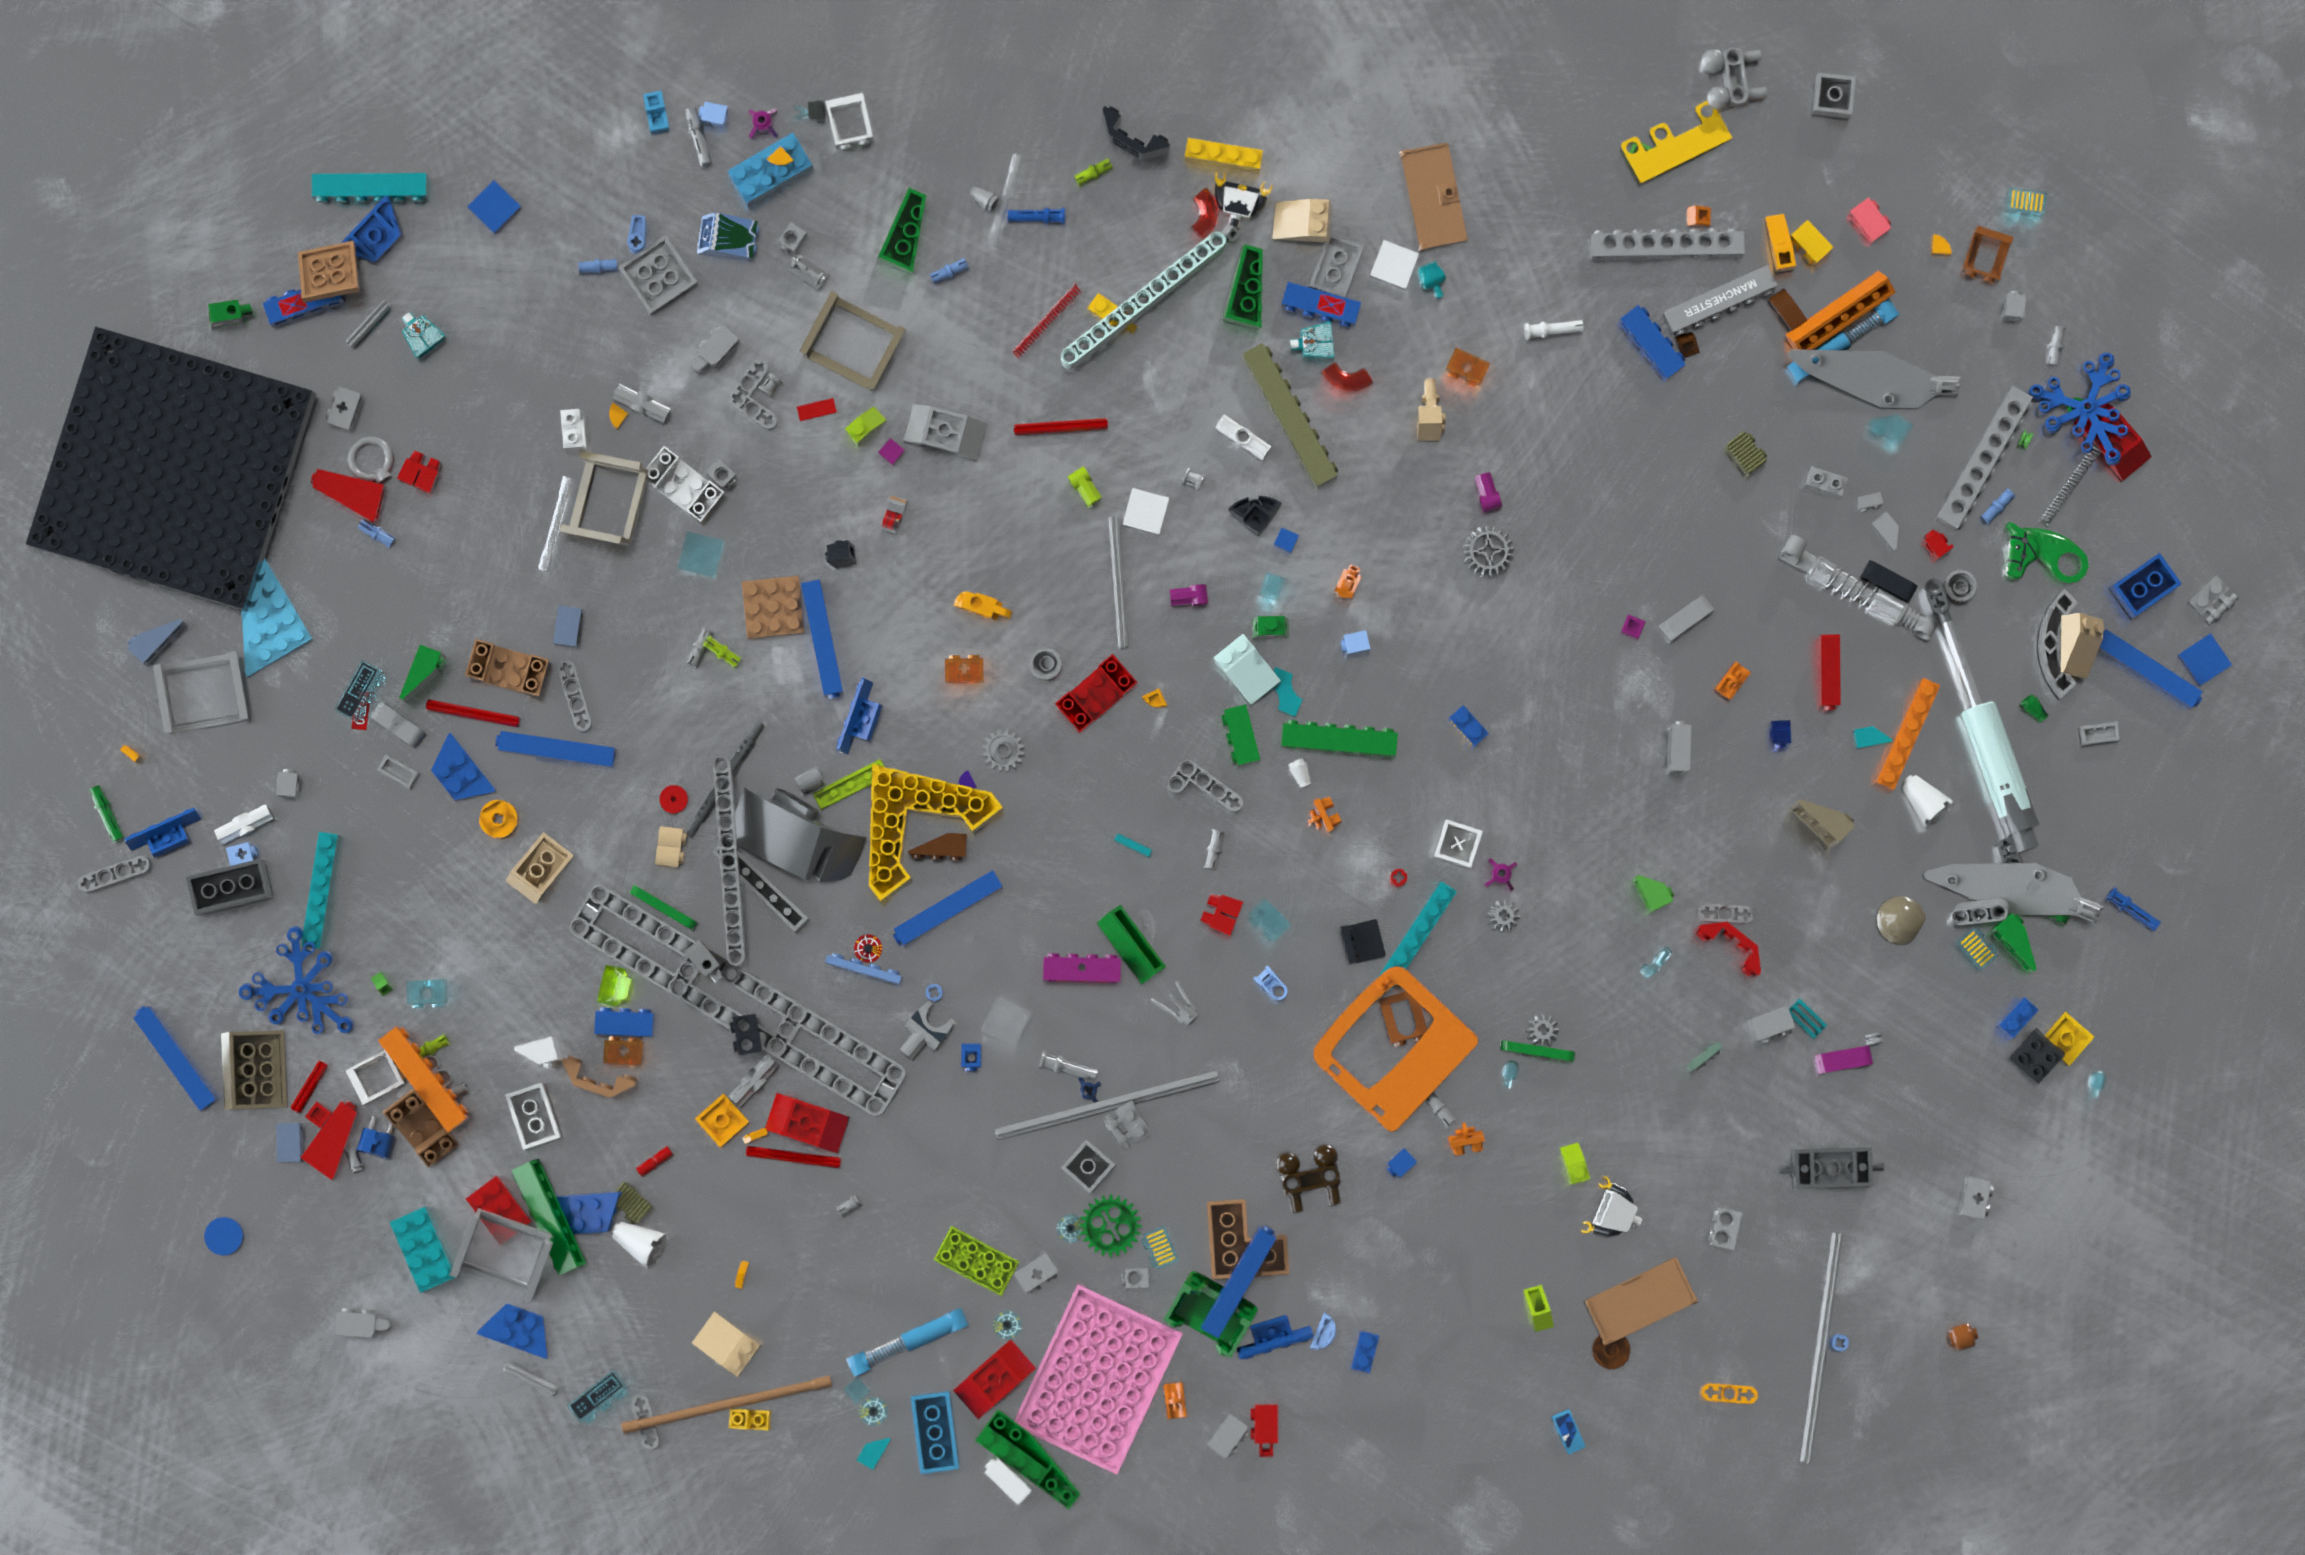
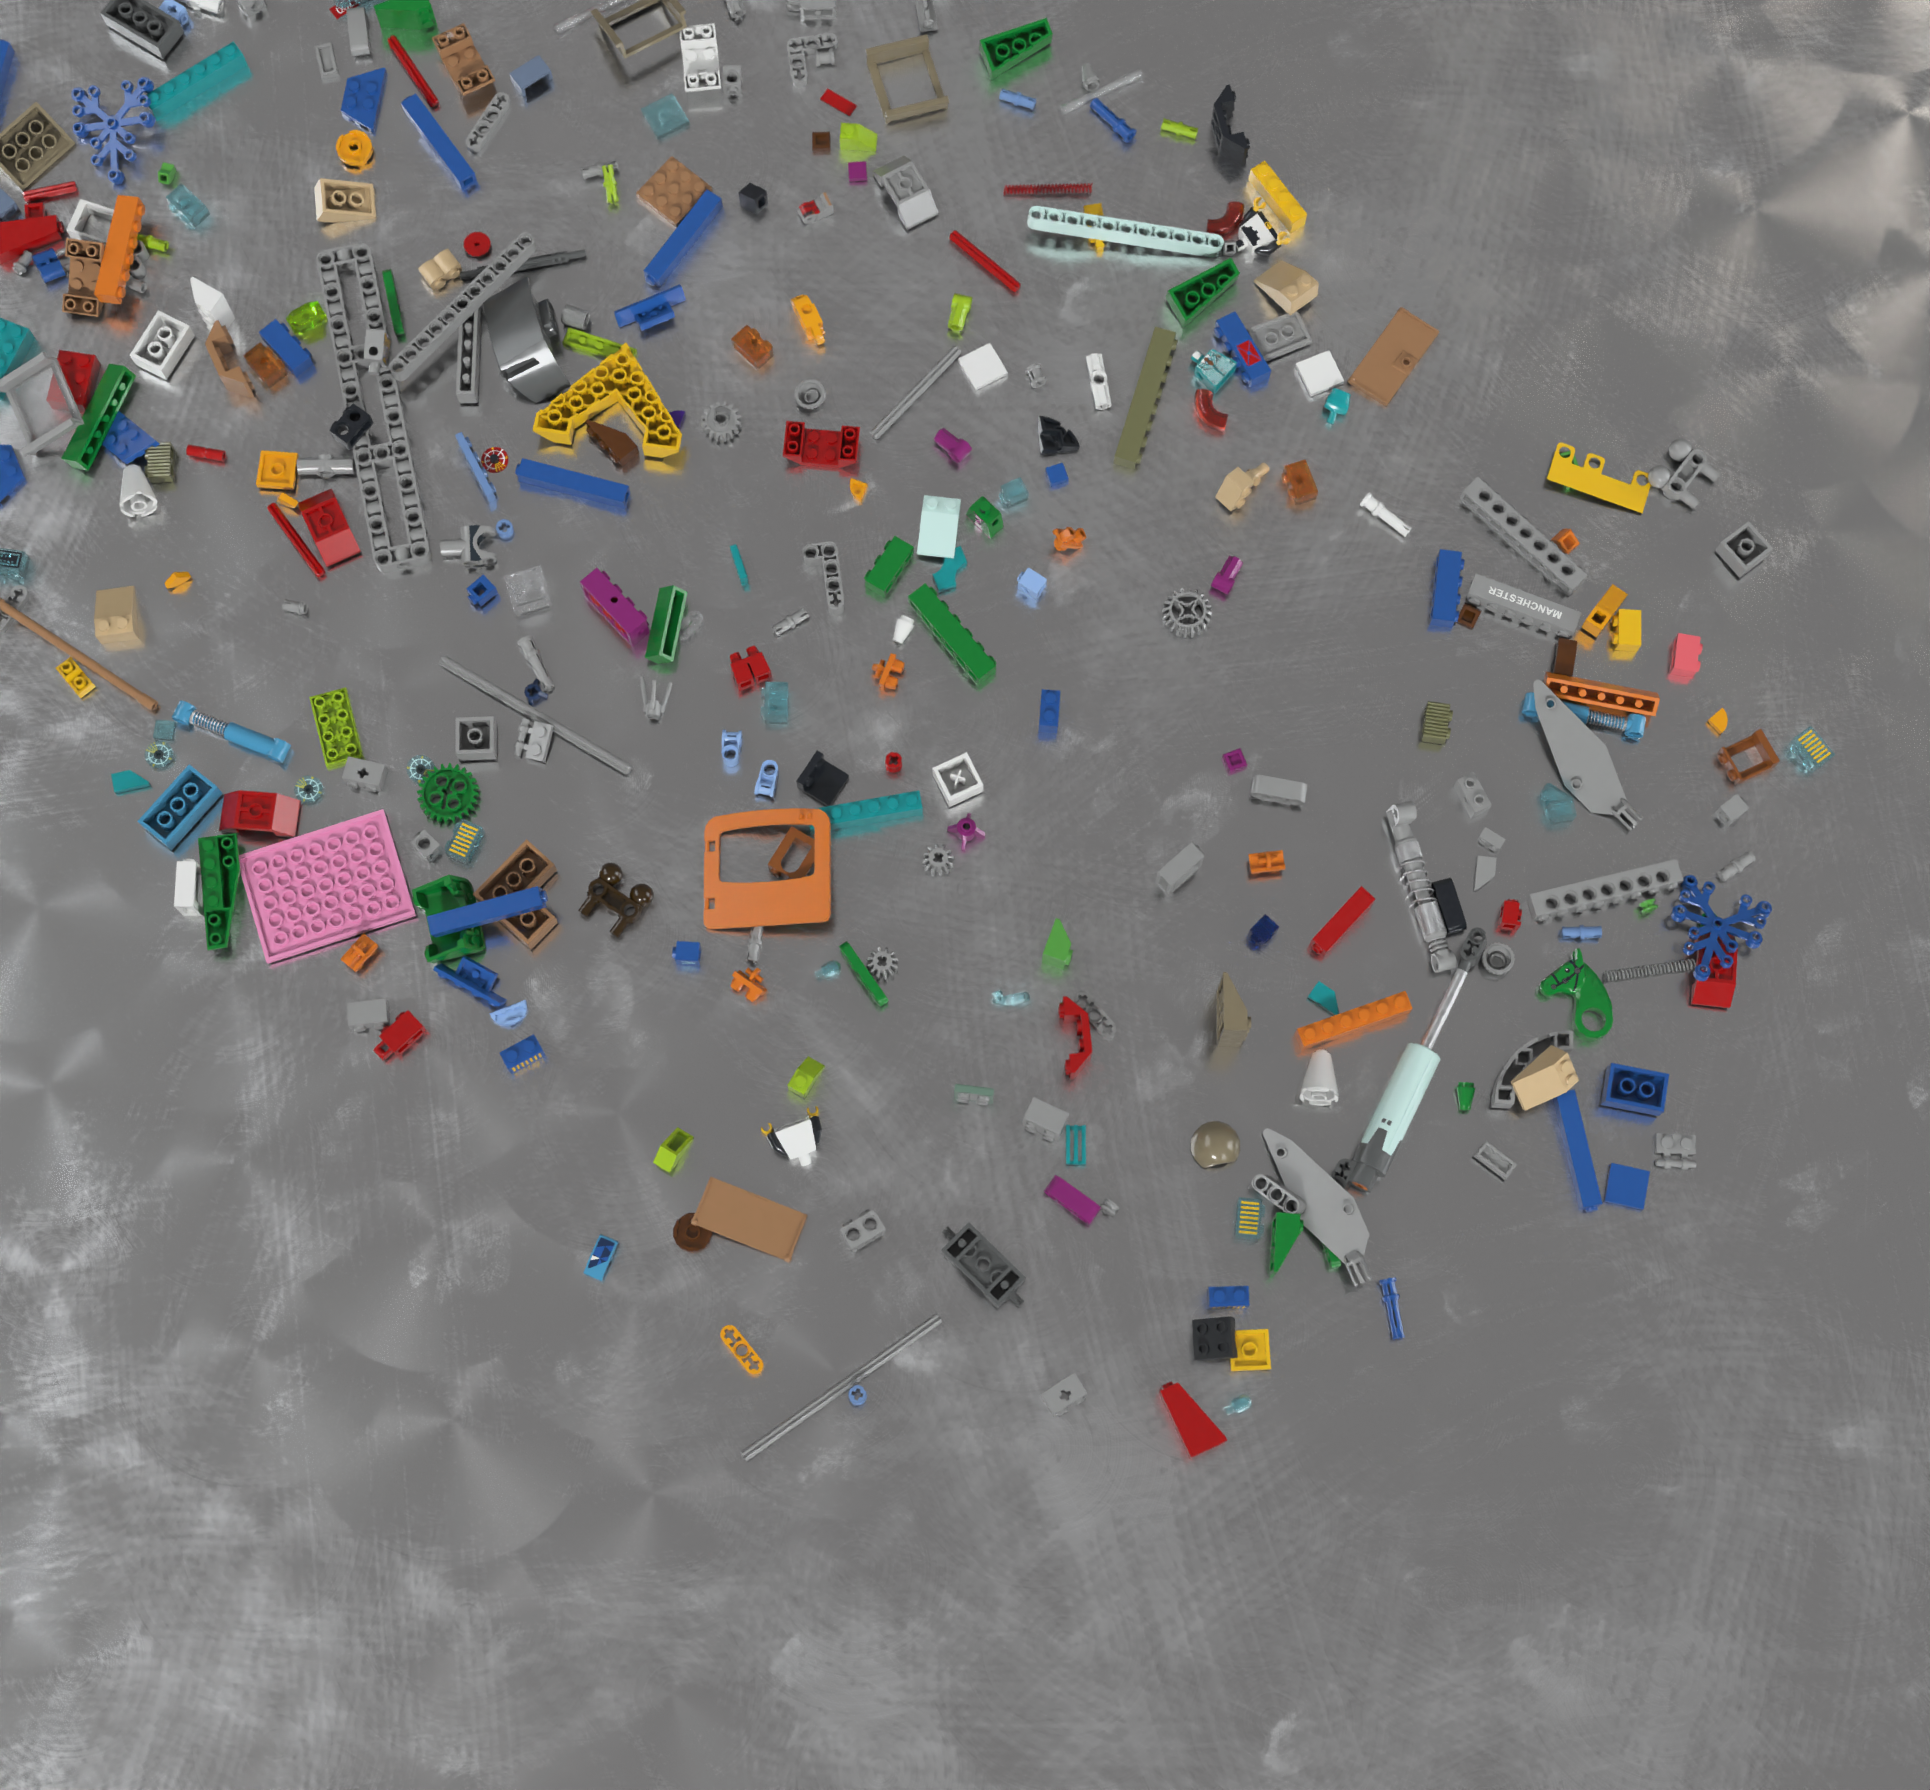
camera: 45 degrees right, 10 degrees down
(838, 455) = (821, 141): none -> reddish brown tile
(1324, 983) = (767, 783): none -> light blue piece
(1963, 1336) = (950, 1485): dark orange head -> none
(2077, 1128) = (1190, 1421): none -> red slope

